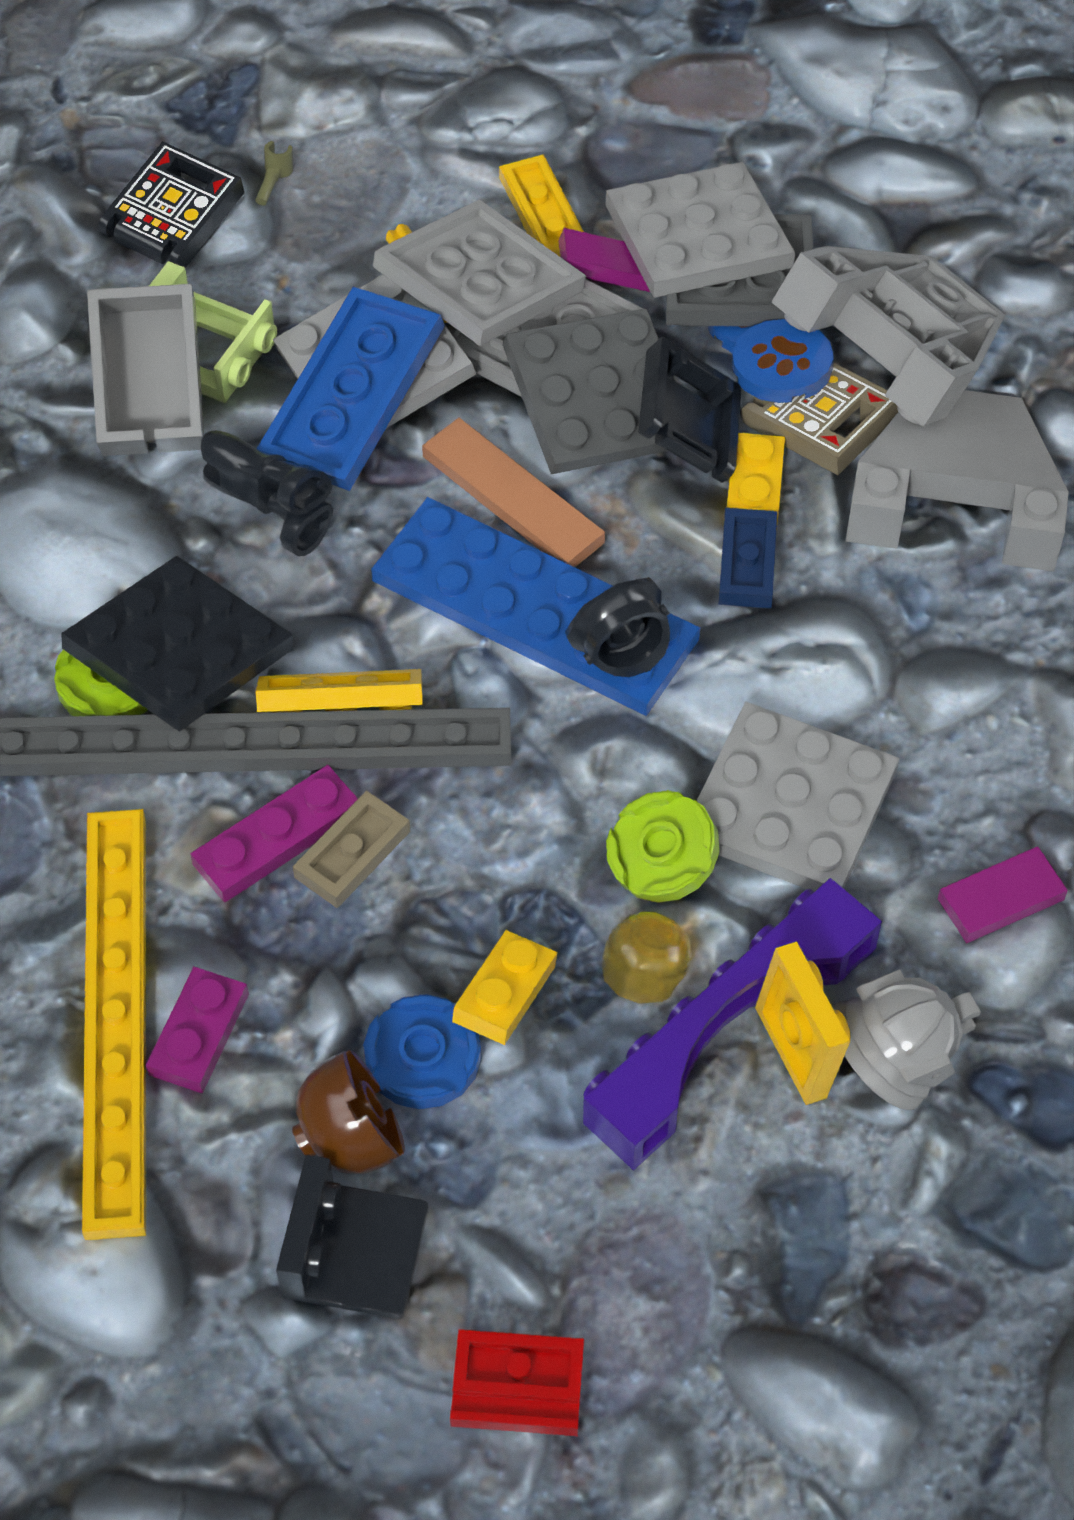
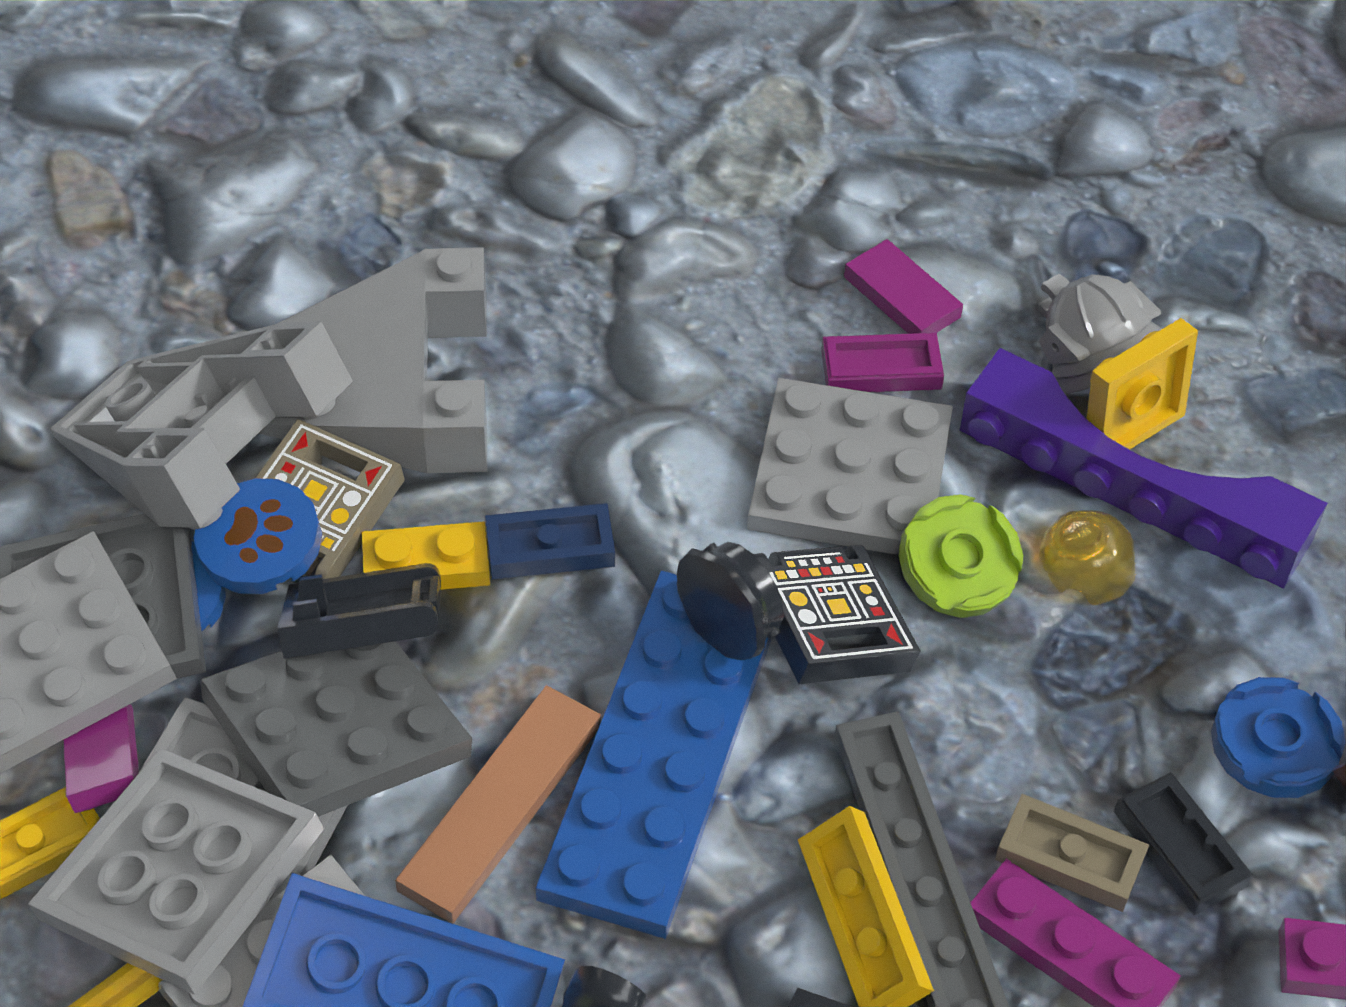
camera: 105 degrees left, 5 degrees down
(337, 932) = (1183, 843): none -> black plate
(504, 987) = (1182, 666): yellow plate -> none
(634, 730) = (833, 597): none -> black container
(912, 856) = (883, 362): none -> magenta tile

